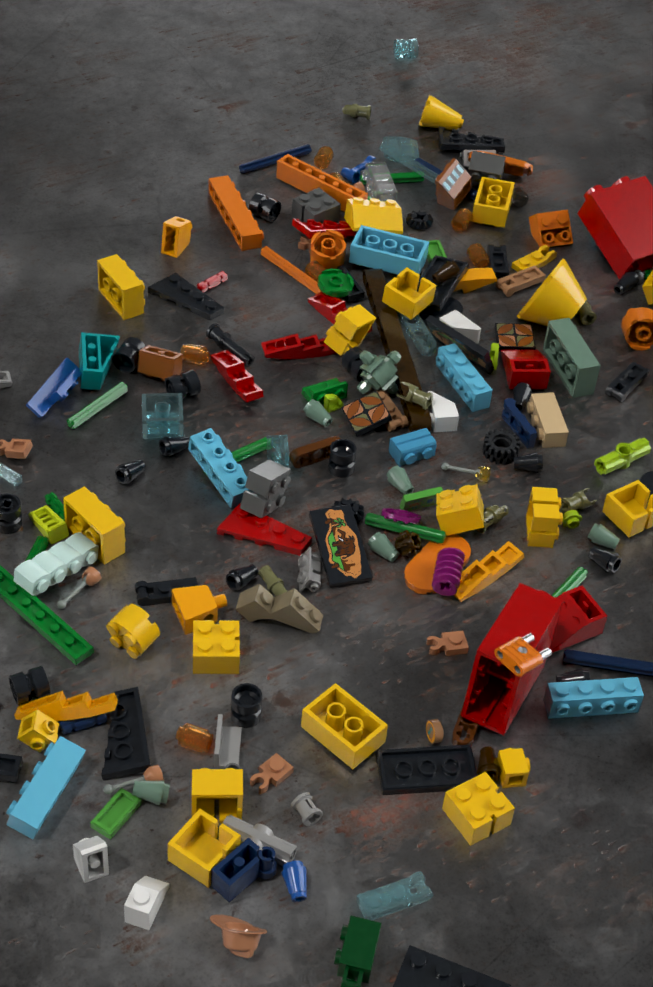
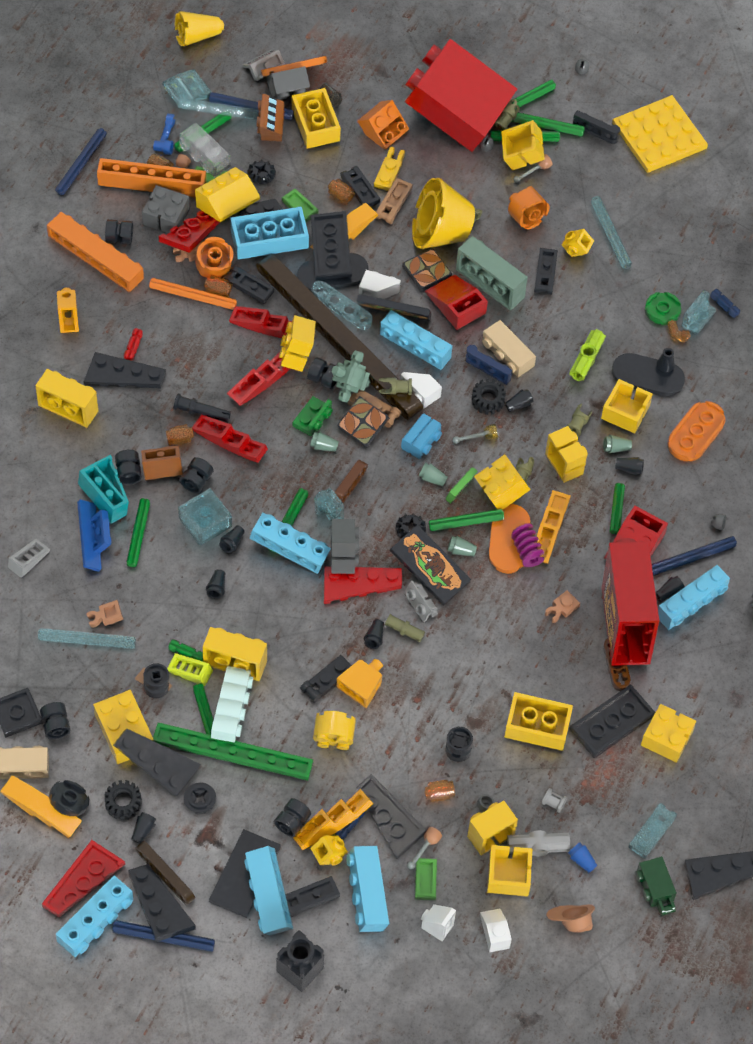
camera: 30 degrees left, 15 degrees up
(89, 577) = (261, 700): hinge -> none
(152, 791) = (443, 848): sand green cone -> none
(216, 647) = (402, 707): yellow piece -> none
(226, 744) = (465, 783): light grey panel -> none
(242, 868) = (544, 870): dark blue hinge -> none
(272, 771) = (510, 784): nougat plate -> none
(287, 608) = (431, 645): dark tan arch -> none
(323, 157) = (126, 137): clear orange brick -> none
(332, 402) = (327, 425): lime tile -> none
(335, 283) = (245, 292): green tile -> none
(342, 458) = (376, 479): black wheel -> none
(357, 110) = (112, 57): olive piece -> none
(402, 515) = (457, 510): magenta wheel -> none
(403, 295) = (323, 282): yellow piece -> none
(408, 543) = (479, 534): dark brown gear -> none
(434, 731) = (600, 688): medium nougat tile -> none
(446, 272) = (337, 234): dark brown cone -> none
(461, 220) = (300, 154): clear orange brick -> none
(470, 141) = (242, 45): black wing -> none
(489, 763) = (653, 694): dark brown cone -> none
(494, 351) = (424, 300): lime tile -> none
(514, 767) = (671, 686): yellow brick -> none
(520, 655) = (653, 611): orange piece -> none
(522, 394) = (472, 333): black cone -> none
(571, 519) = (585, 439): lime plate -> none
(627, 282) = (483, 155): black cone -> none

